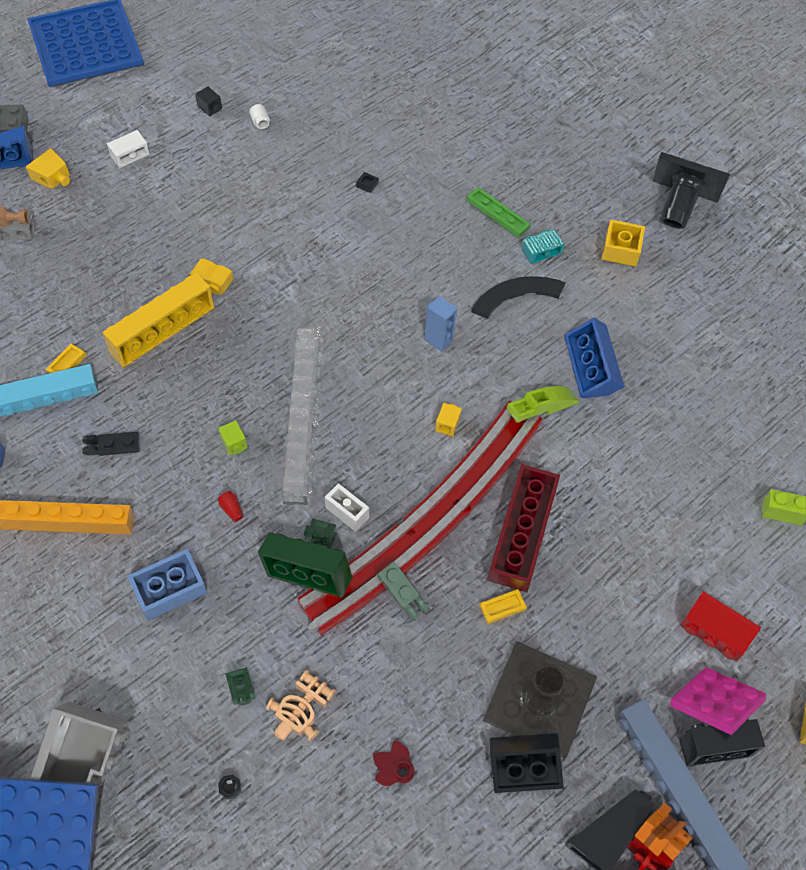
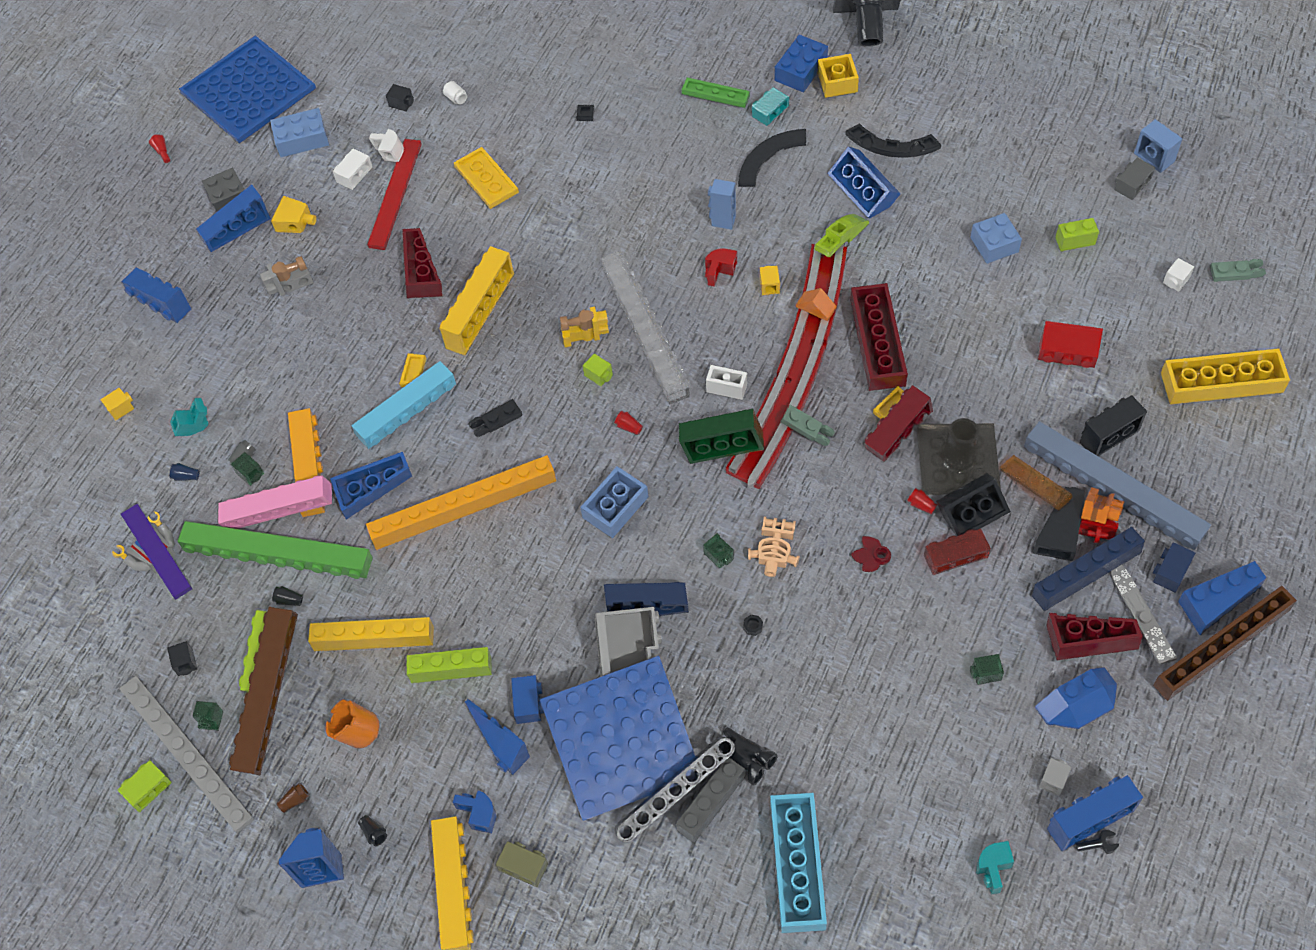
camera: 15 degrees left, 0 degrees up
(102, 97) = (299, 132): none -> medium blue brick
(127, 264) = (420, 272): none -> dark red wedge
(136, 706) = (664, 597): none -> dark blue wedge
(151, 188) = (394, 195): none -> red tile
(171, 140) = (388, 145): none -> white brick
(216, 276) = (504, 242): yellow brick -> none
(241, 206) = (486, 177): none -> yellow plate
(246, 388) = (584, 327): none -> yellow hips
(321, 533) = (714, 408): clear green brick -> none
(409, 379) = (720, 261): none -> red brick
(476, 730) = (922, 501): none -> red cone
(479, 466) = (817, 303): none -> orange slope
(483, 806) = (956, 551): none -> clear red brick
(495, 631) = (898, 423): none -> dark red wedge
(592, 216) = (800, 63): none -> blue brick
(607, 768) = (1036, 482): none -> clear orange tile
(641, 336) = (892, 148): none -> black tile
(699, 474) = (995, 238): none -> medium blue brick
(718, 700) = (1095, 396): dark pink plate -> none

